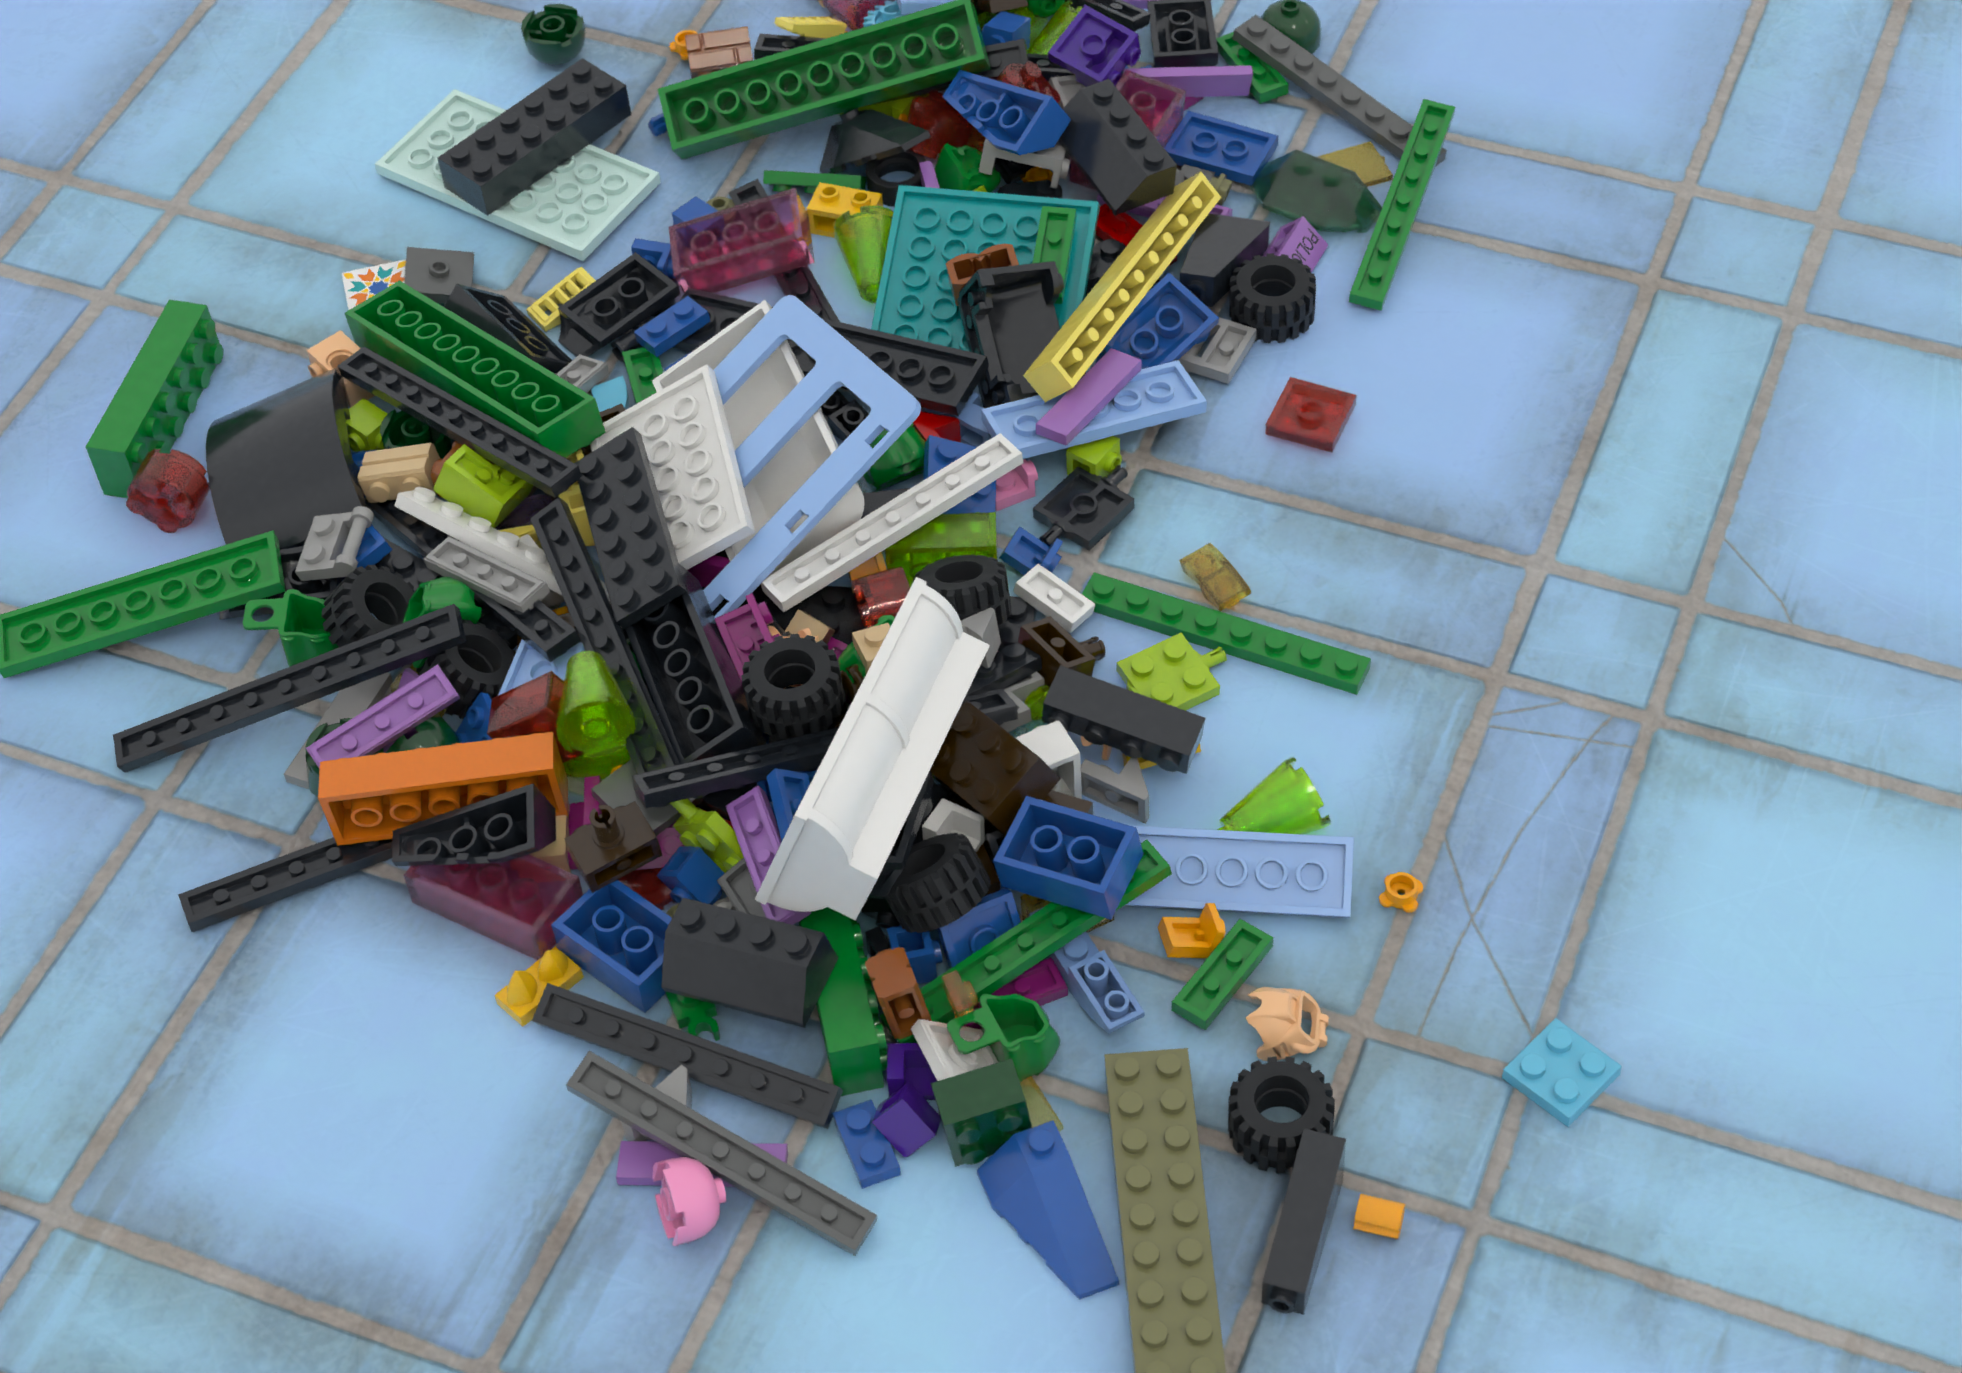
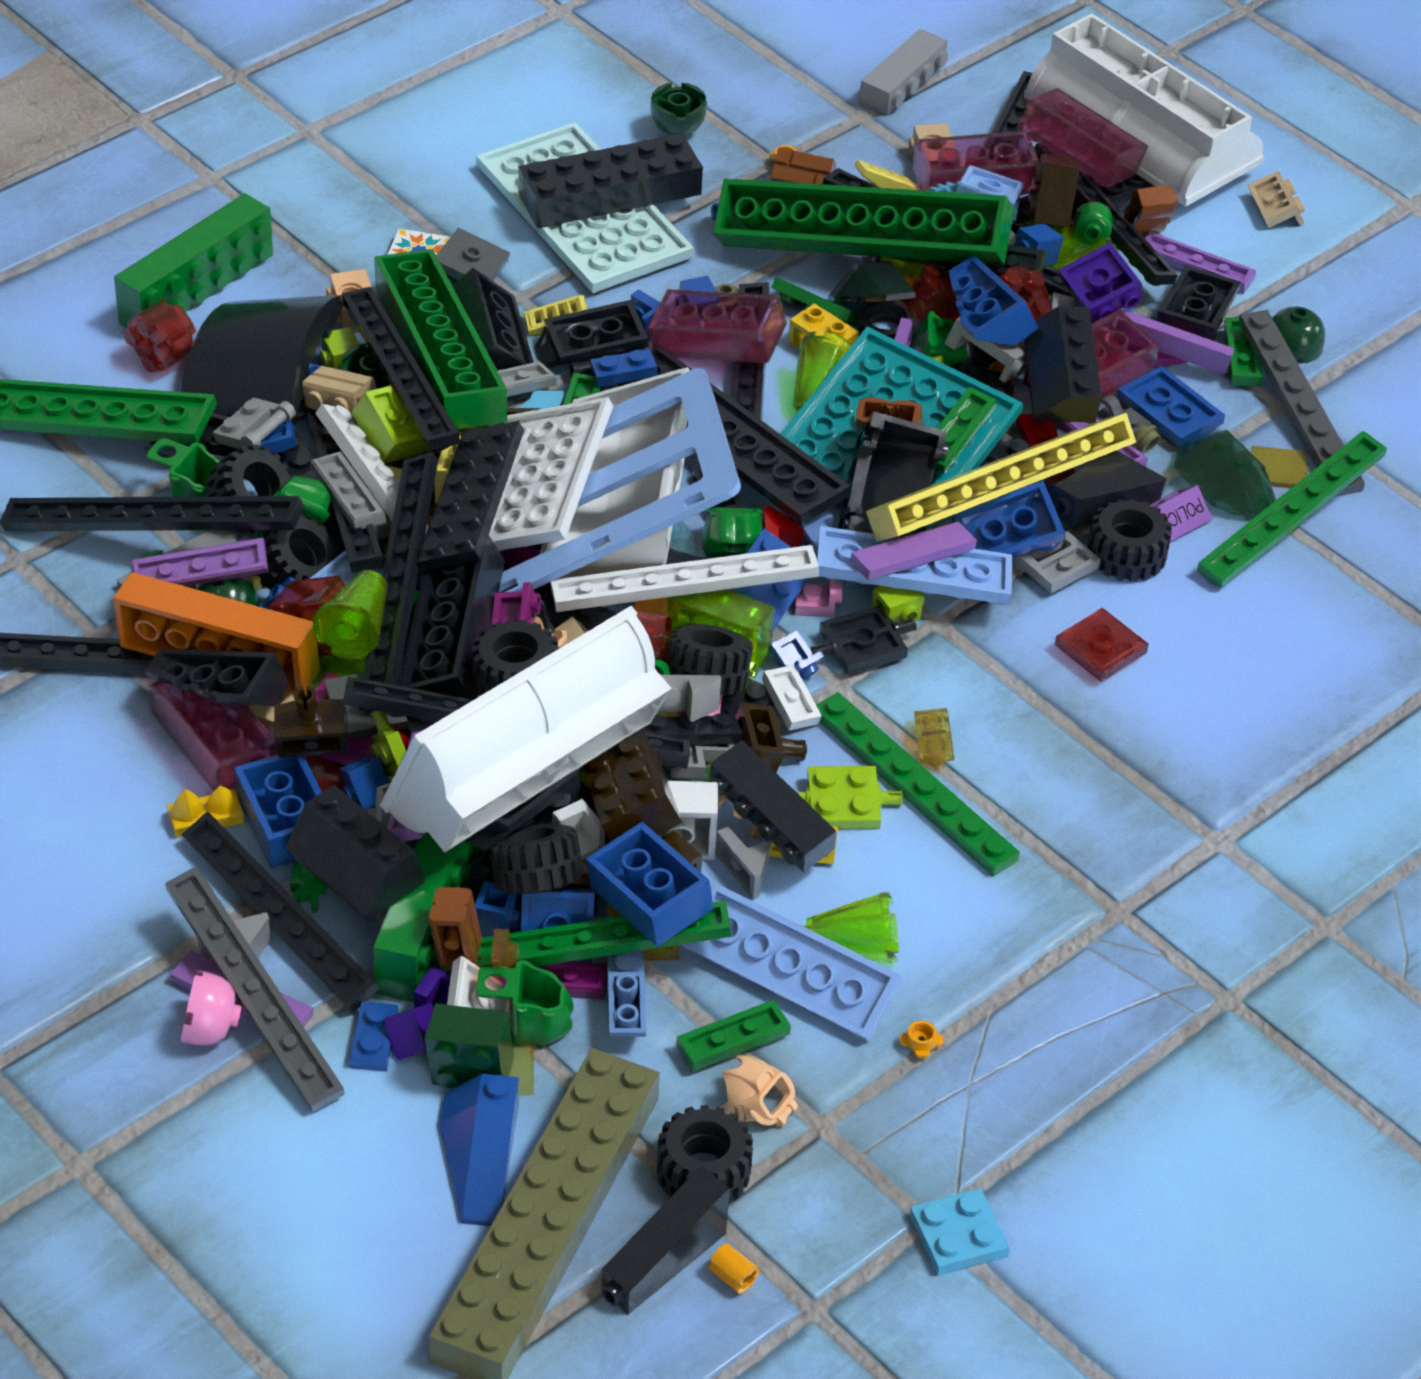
camera: 20 degrees right, 5 degrees down
(1192, 936) = (726, 995): light orange bracket -> none

